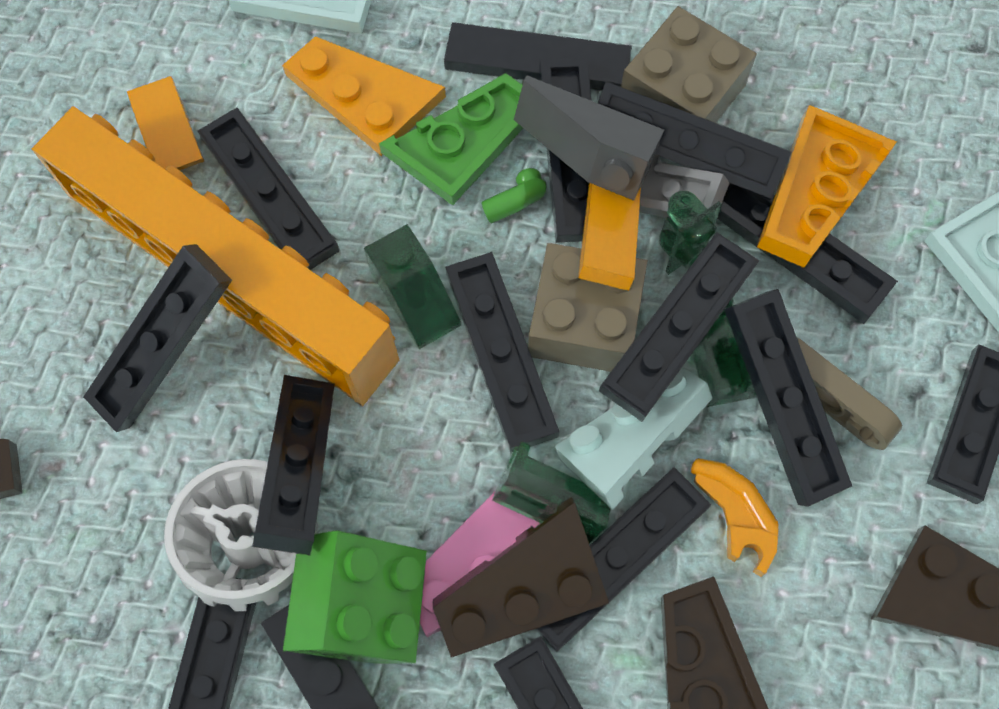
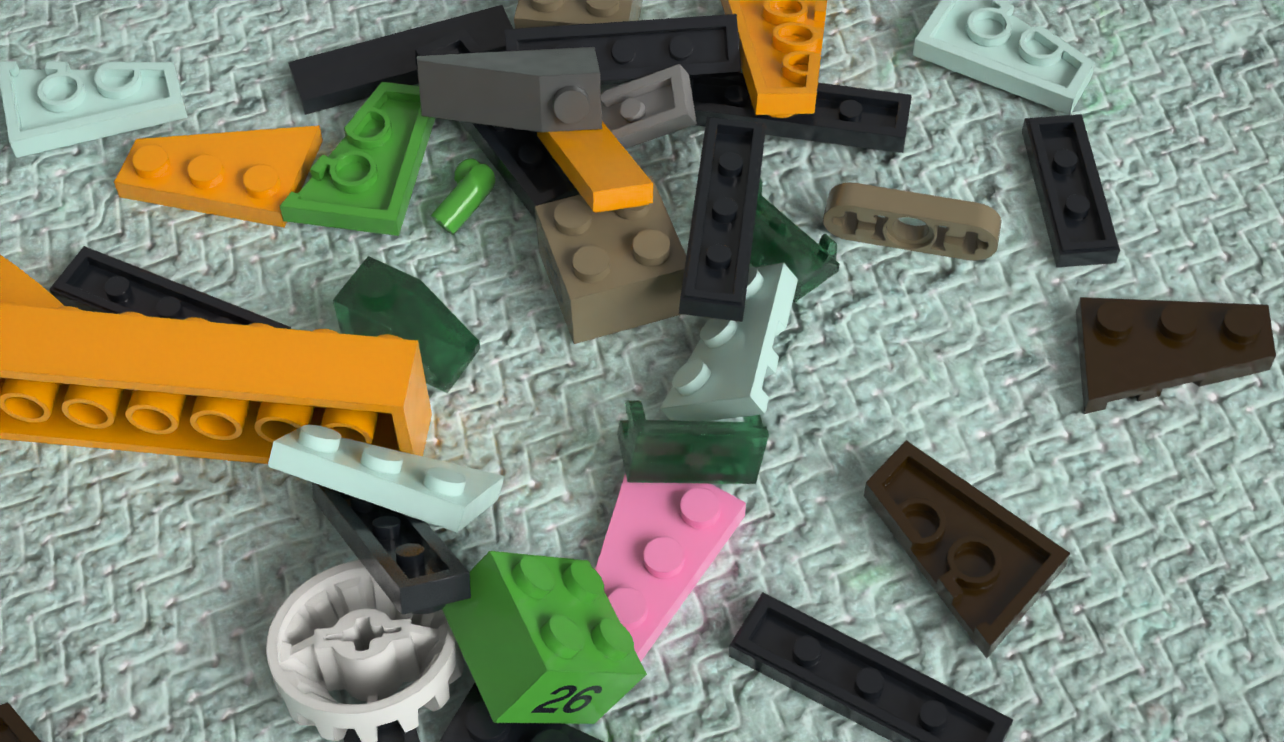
camera: 30 degrees left, 15 degrees down
(157, 337) = (144, 494): black plate -> none
(325, 414) = (386, 477): none -> light aqua wing
(501, 352) = (544, 344): black plate -> none
(525, 587) = (720, 536): dark brown wing -> none
(634, 544) = (792, 486): black tile -> none
(687, 229) = (672, 134): clear green hinge -> none
(746, 512) = (898, 375): light orange piece -> none
(788, 397) = (874, 237): black plate -> none

